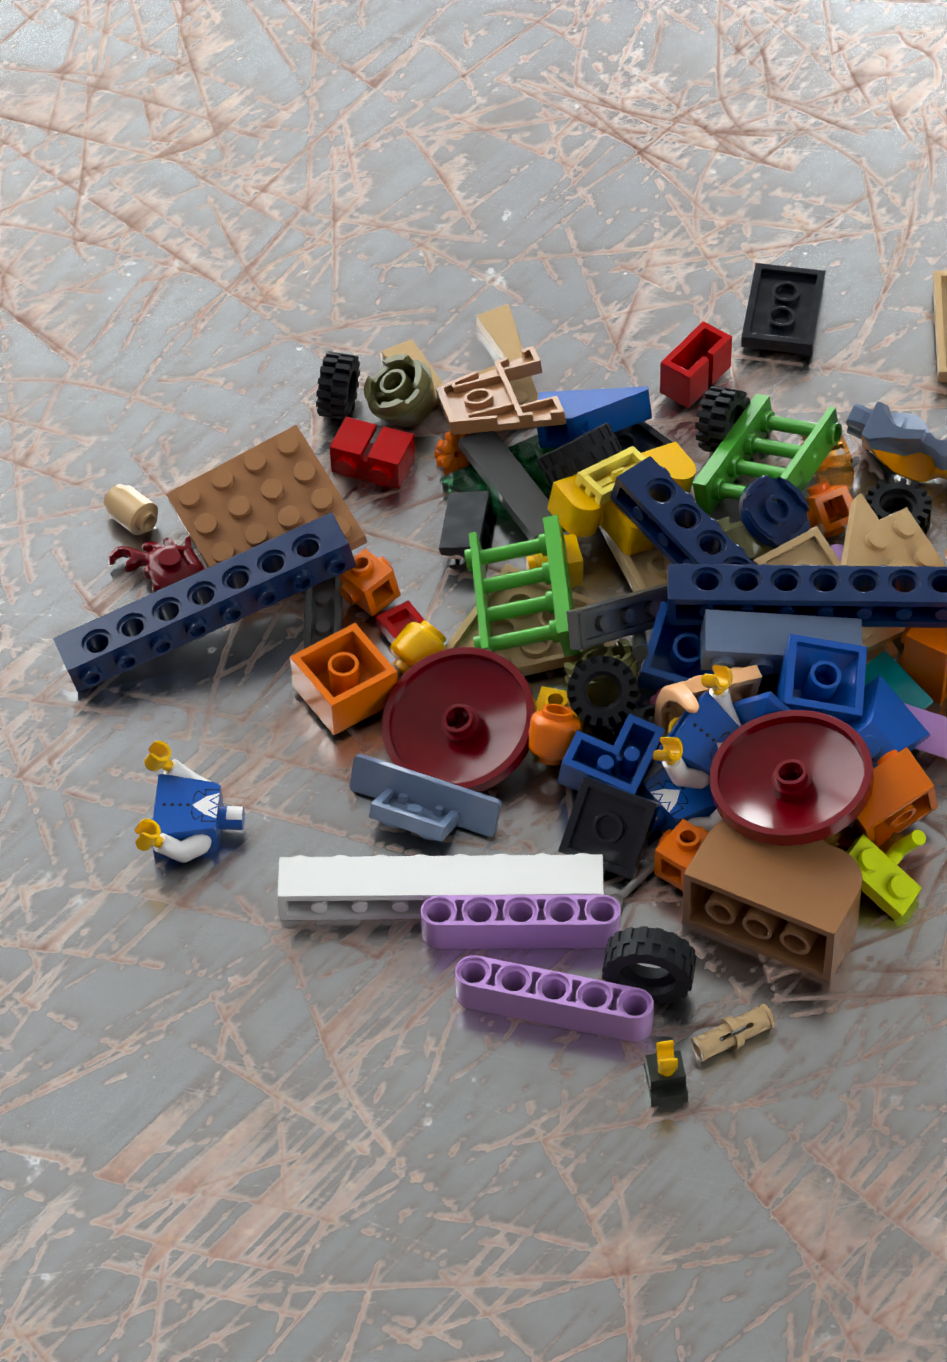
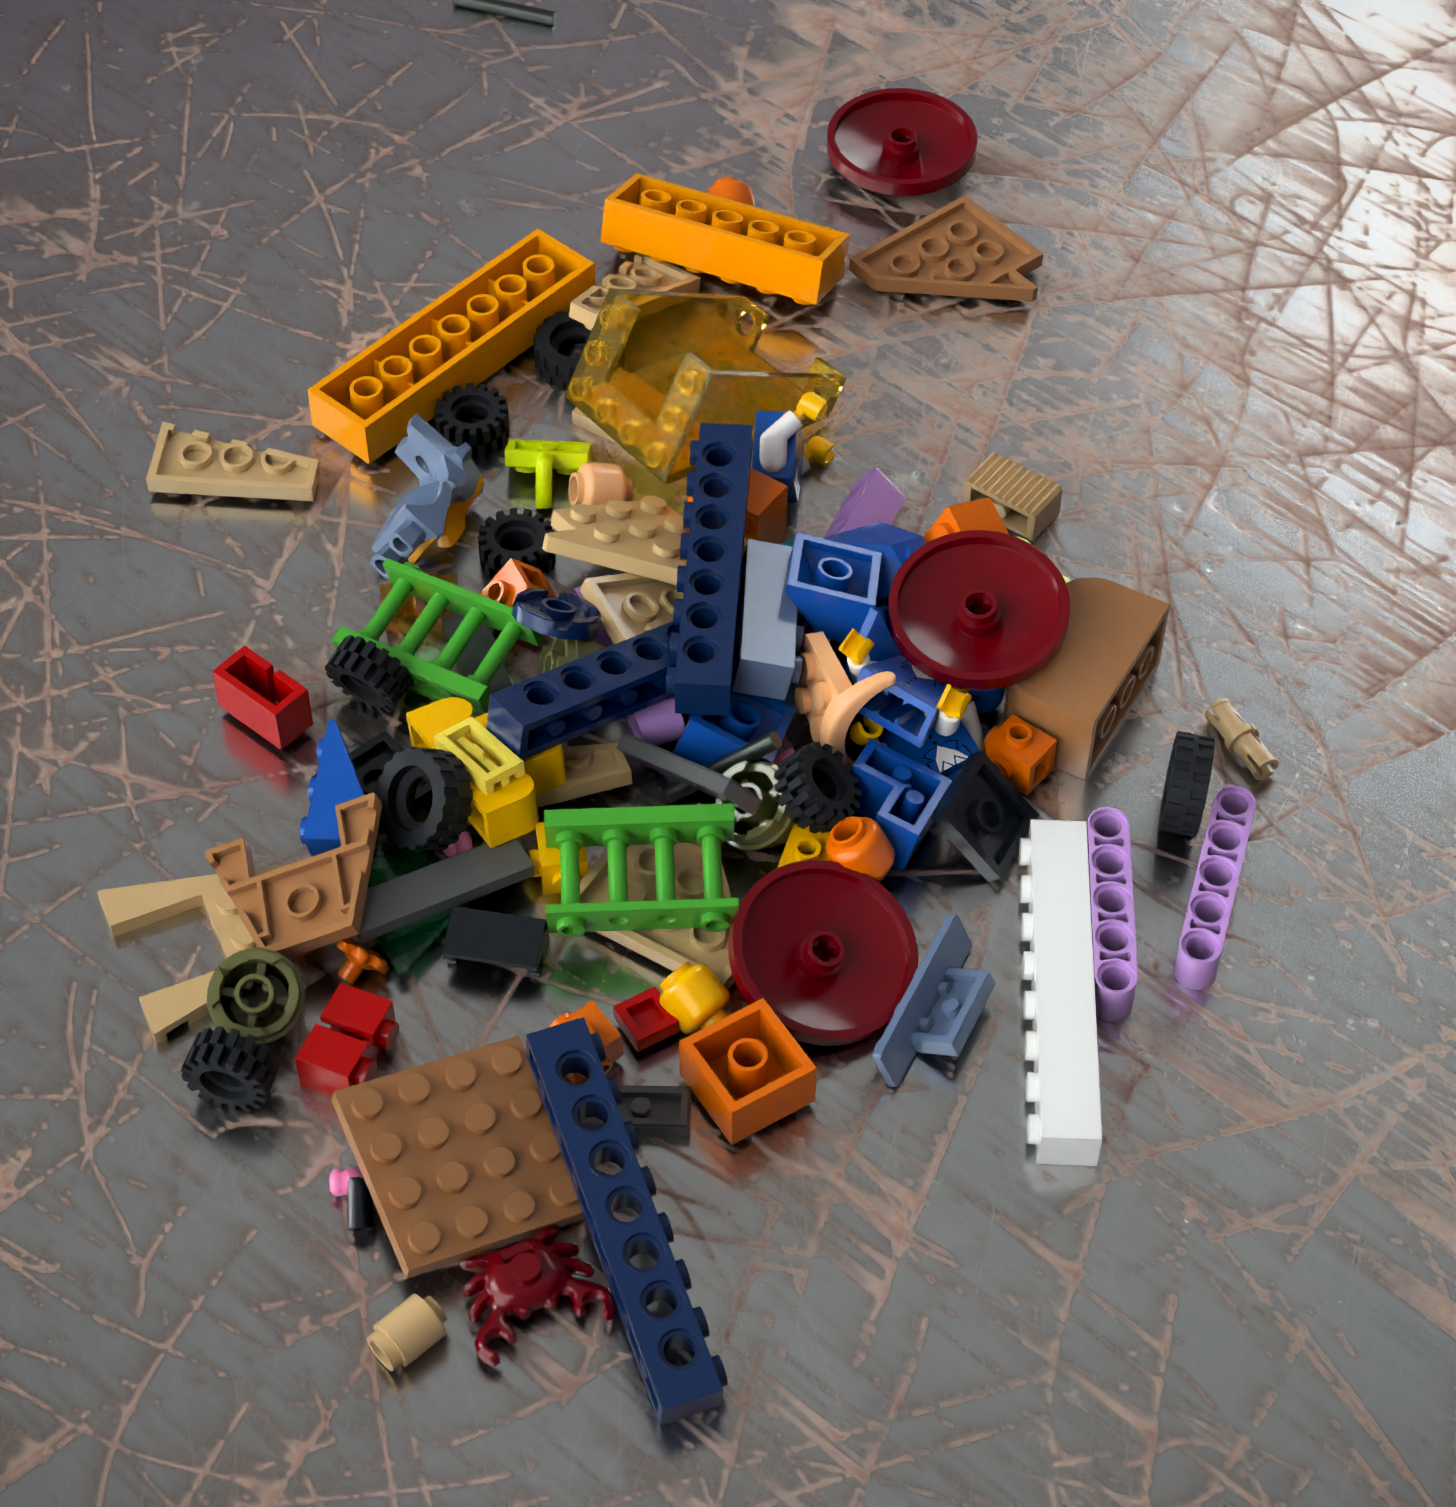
camera: 90 degrees left, 0 degrees up
(186, 811) = (957, 1254): torso -> none
(665, 1075) = (1307, 794): pearl dark grey piece -> none
(783, 308) = (170, 620): black plate -> none

